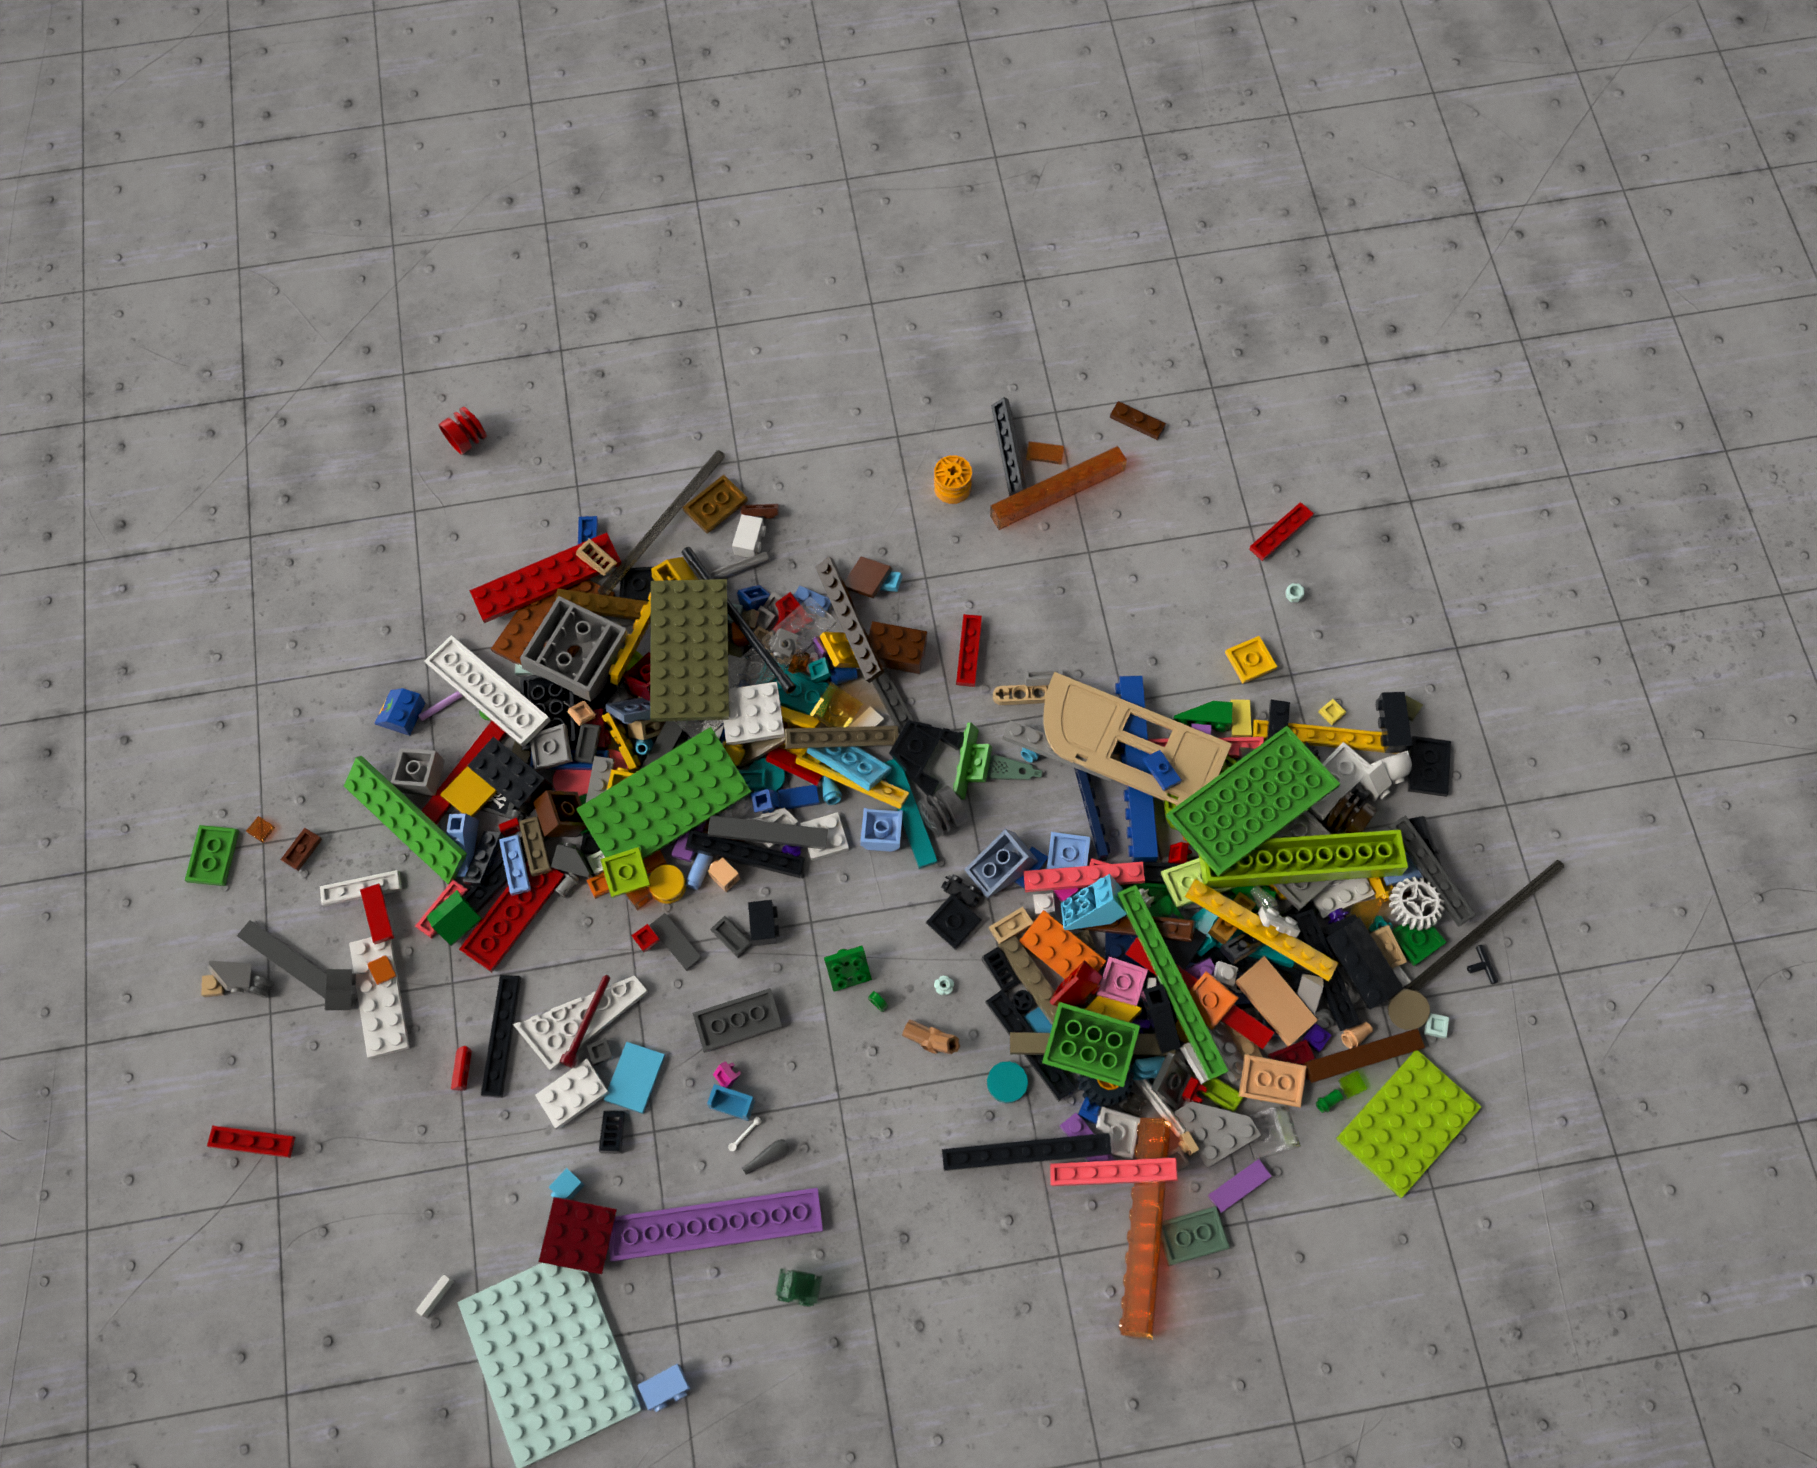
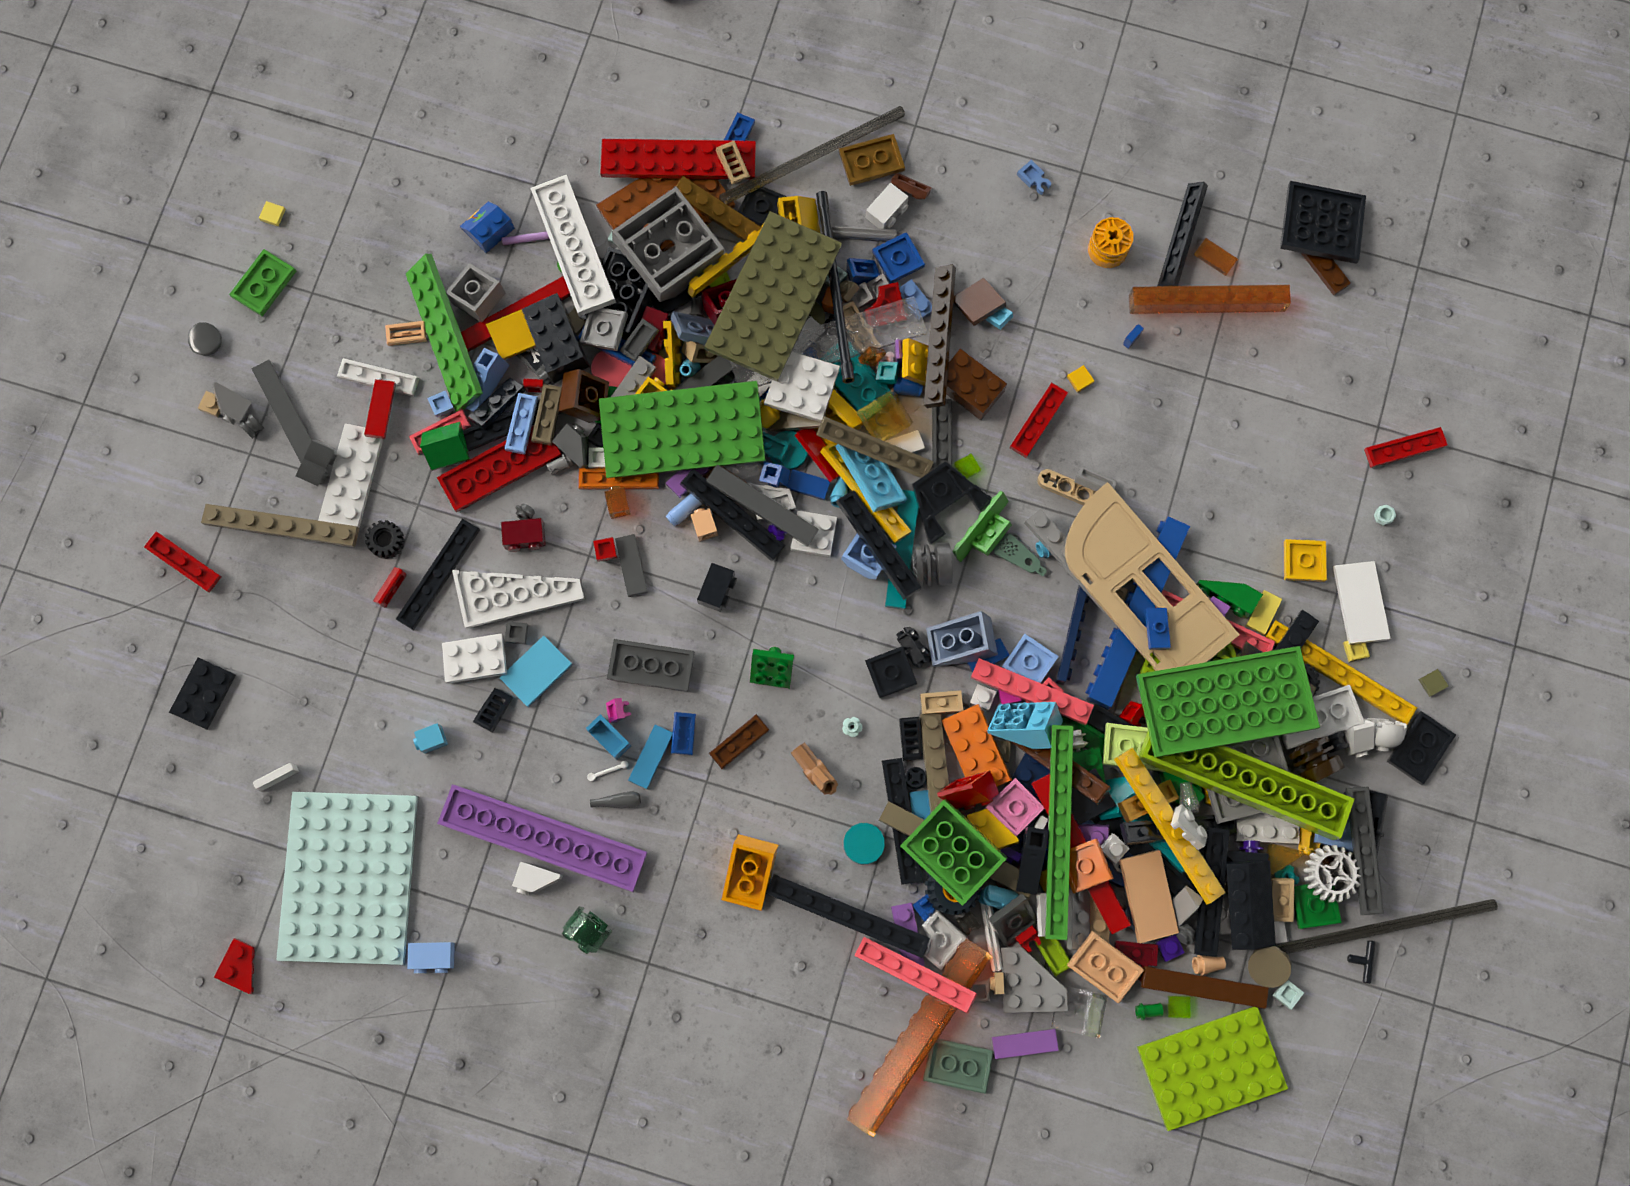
camera: 25 degrees right, 10 degrees up
(179, 930) = (204, 339): none -> dark grey piece
(192, 791) = (272, 213): none -> light yellow tile
(260, 829) = (315, 279): clear orange tile -> none
(301, 849) = (342, 315): copper plate -> none
(326, 1254) = (202, 693): none -> black plate
(330, 1062) = (280, 525): none -> dark tan plate
(371, 843) = (406, 340): none -> light nougat tile
(381, 969) = (360, 463): orange slope -> none
(431, 883) = (441, 404): none -> light blue plate
(444, 1036) = (376, 531): none -> black tyre
(555, 942) = (524, 511): none -> dark grey plate
(563, 961) = (523, 534): none -> dark red brick
(569, 1058) = (487, 624): dark red piece -> none
(577, 1235) = (419, 787): dark red plate -> none
(581, 713) = (646, 309): light nougat tile -> none
(625, 872) = (614, 480): lime plate -> none
(667, 884) = (649, 508): yellow head -> none
(726, 1265) = (533, 879): none -> white slope
(731, 936) = (683, 585): dark grey tile -> none
(778, 1101) = (650, 757): none -> dark azure tile
(779, 573) = (898, 258): none -> blue plate
(789, 640) = (860, 325): light grey brick -> none
(797, 1065) = (683, 733): none -> blue plate
(850, 1048) = (739, 741): none -> reddish brown tile
(858, 455) = (1032, 175): none -> medium blue plate
(878, 1001) = (784, 711): green tile -> none
(887, 816) = (878, 545): none -> black plate
(919, 1159) = (749, 872): none -> light orange slope
(928, 716) = (967, 466): none -> clear neon green tile
(985, 600) = (1080, 378): none -> yellow tile
(1011, 545) = (1133, 336): none -> blue tile
(1117, 386) = (1323, 222): none -> black plate
(1315, 672) = (1361, 602): none -> white tile
(1394, 722) = (1409, 690): black brick -> none

